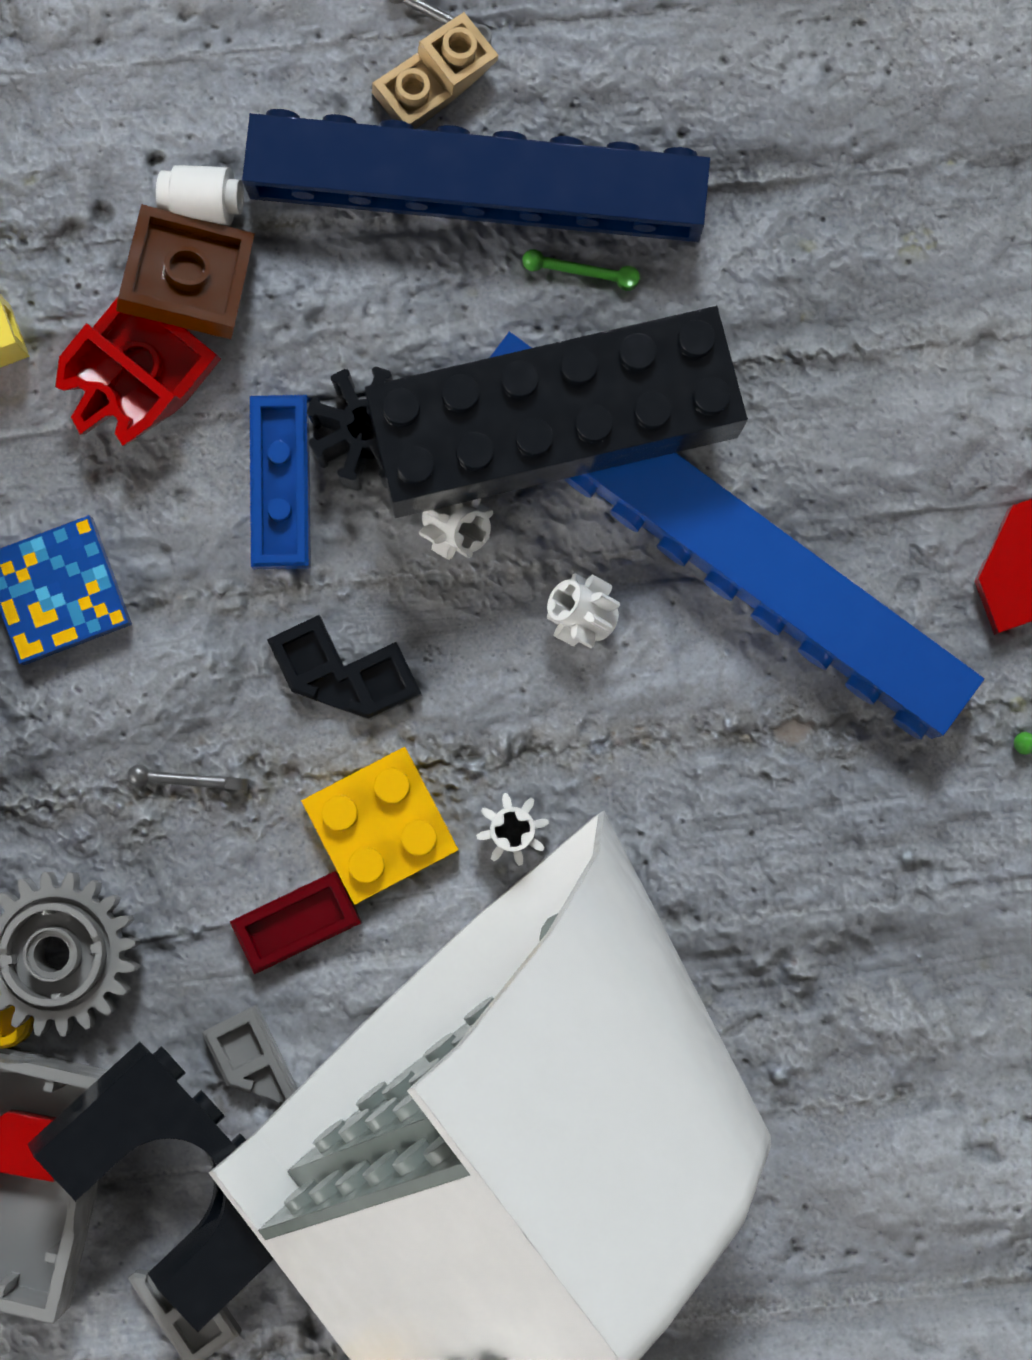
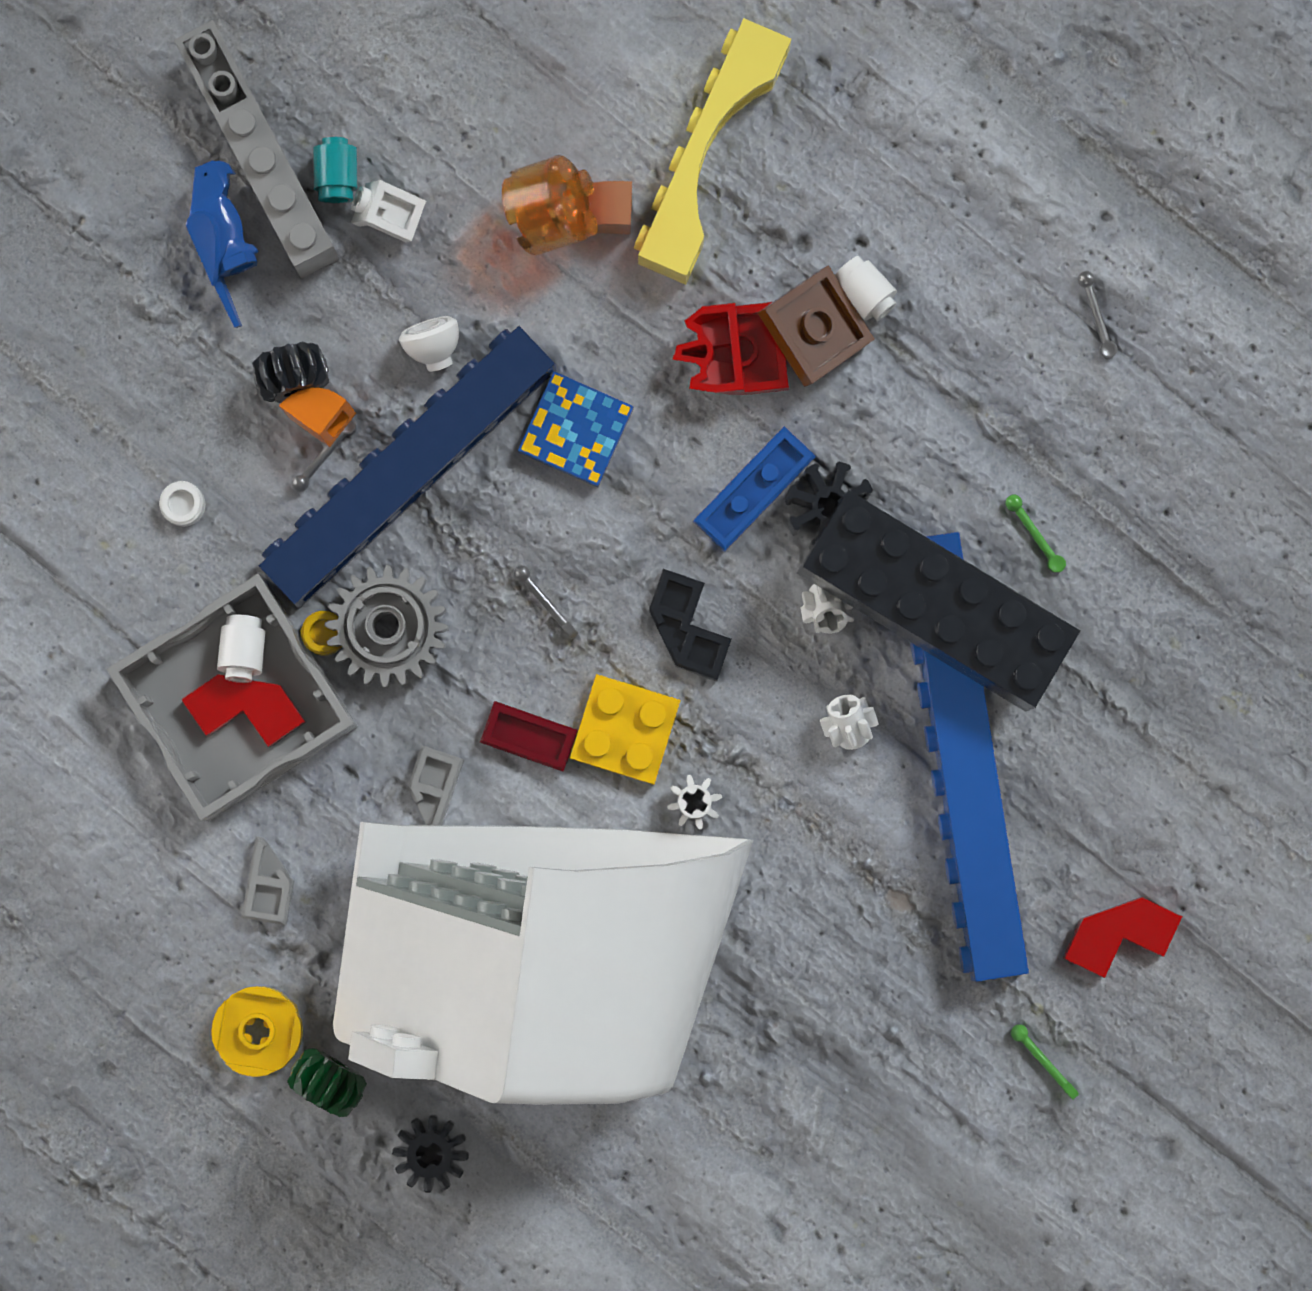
camera: 40 degrees right, 0 degrees up
(141, 1104) = (344, 744): black arch -> none
(437, 74) = (1061, 346): tan slope -> none
(476, 176) = (1027, 427): dark blue brick -> none

